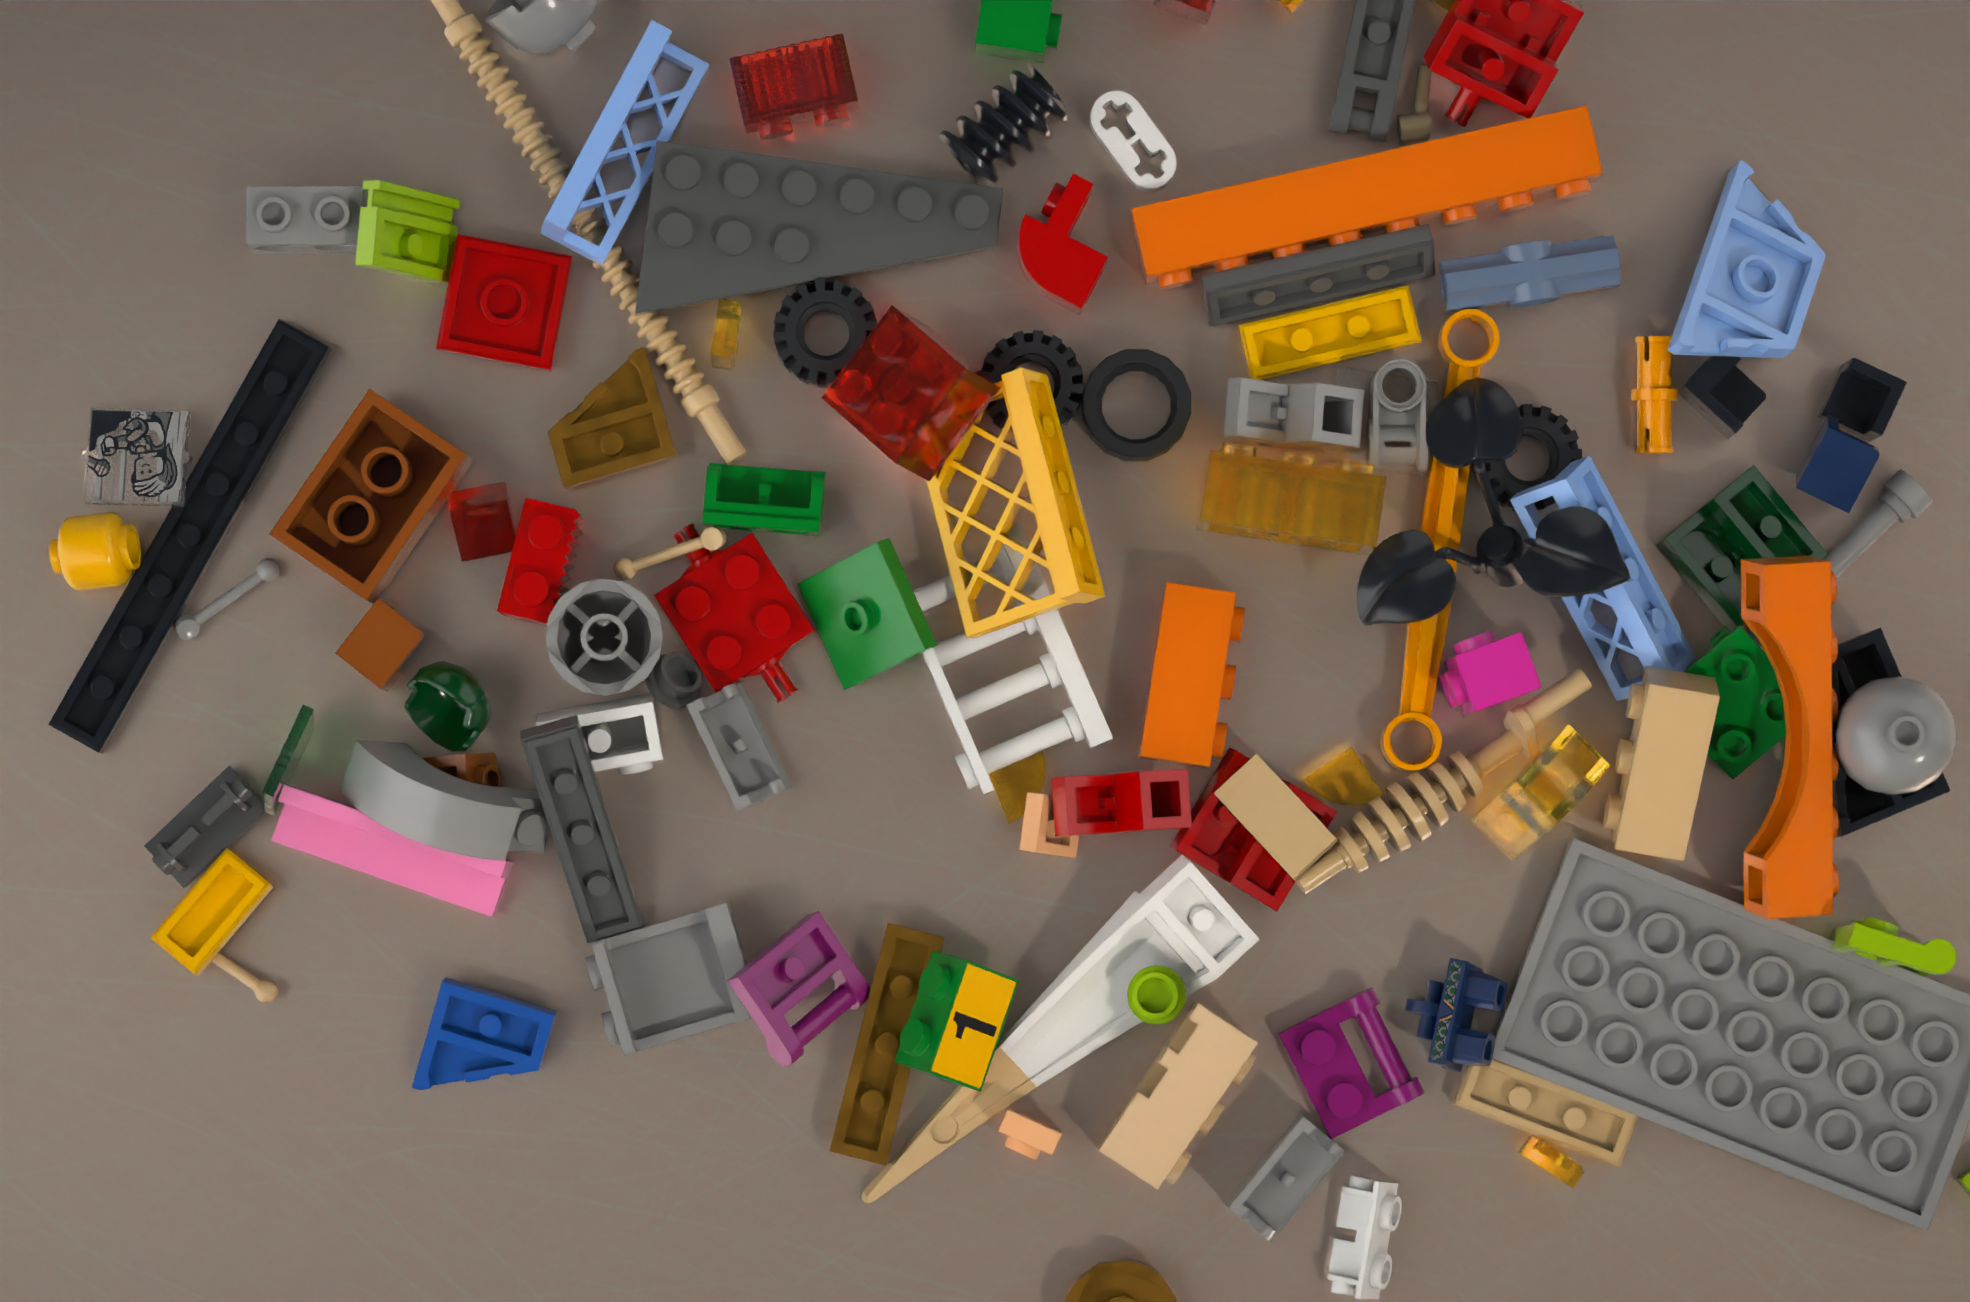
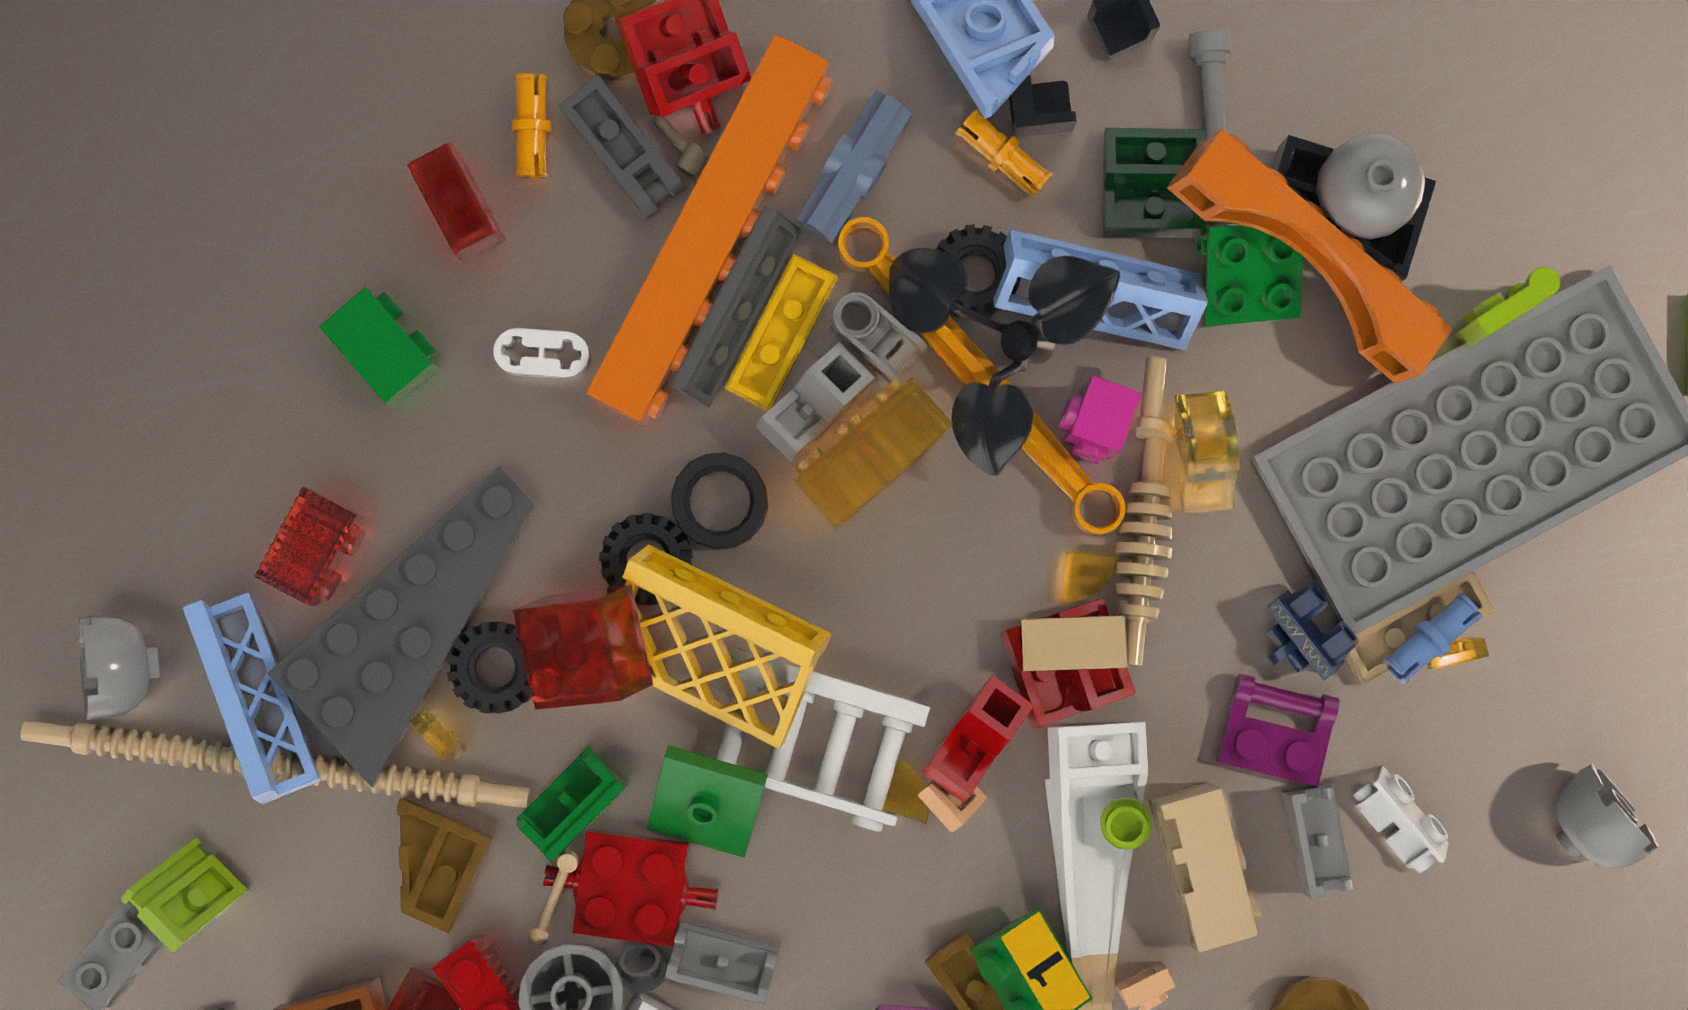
camera: 50 degrees left, 0 degrees up
(504, 302) = (289, 866): red plate -> none
(1005, 125) = (457, 430): black piece -> none
(1052, 259) = (572, 474): red brick -> none
(1190, 675) = (931, 619): orange brick -> none
(1546, 1128) = (1432, 638): none -> medium blue pin
(1662, 762) = (1255, 355): tan brick -> none
(1836, 466) = (1153, 73): dark blue panel -> none

